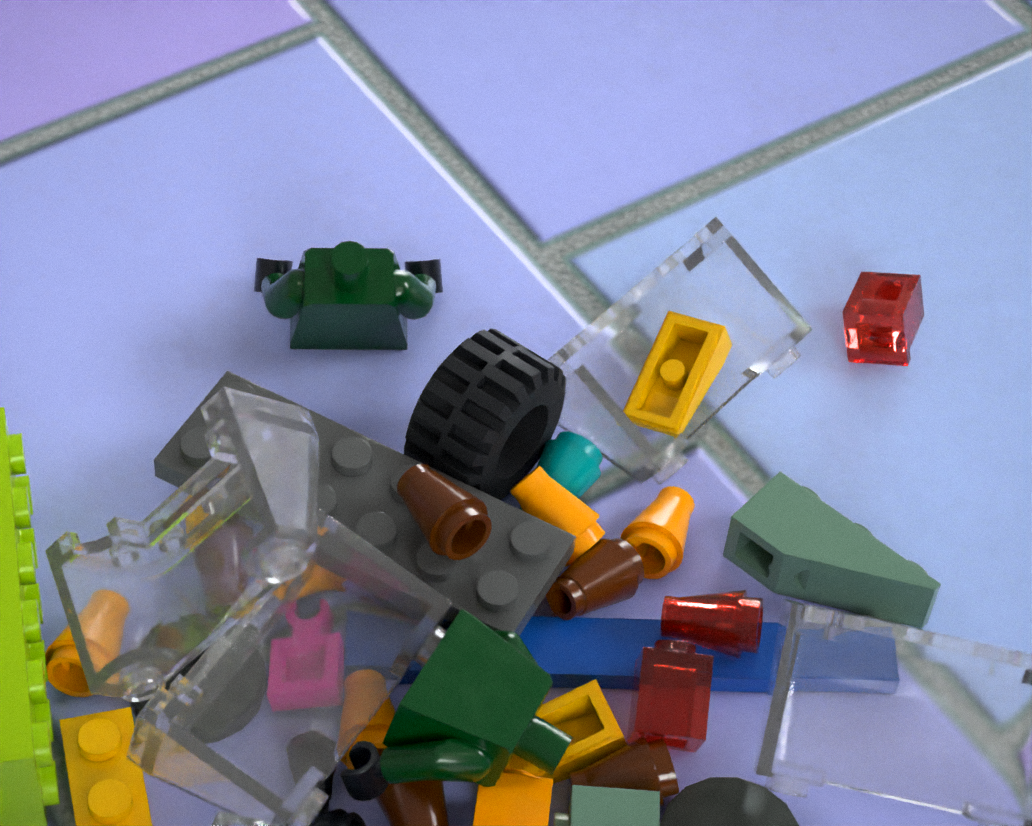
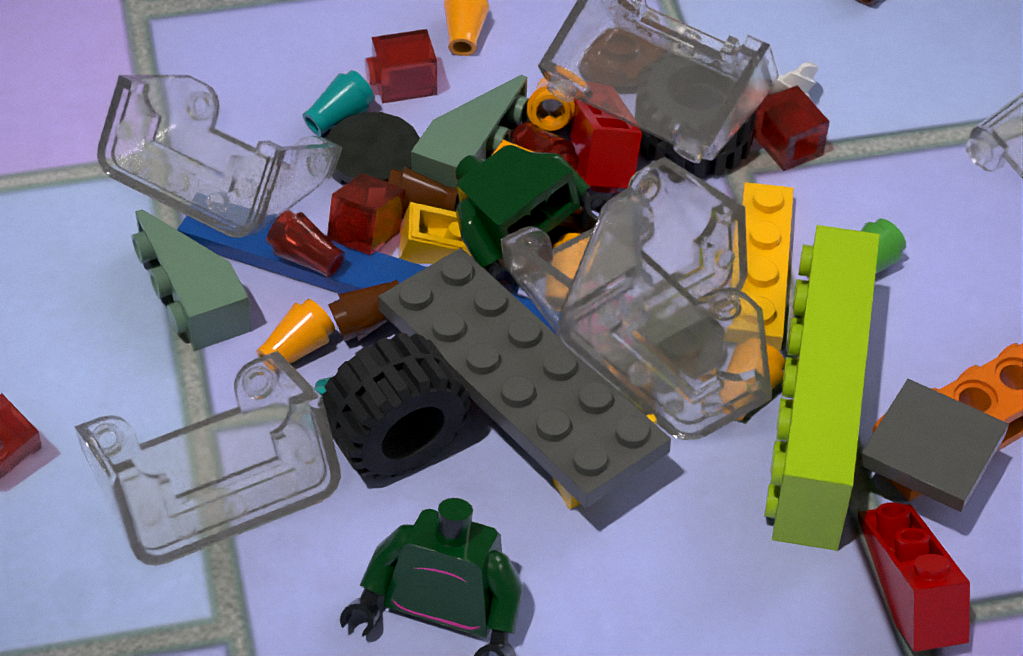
camera: 155 degrees left, 0 degrees up
(445, 513) = (475, 297): reddish brown cone -> none
(554, 504) = (363, 332): light orange cone -> none
(677, 373) = (203, 441): yellow slope -> none

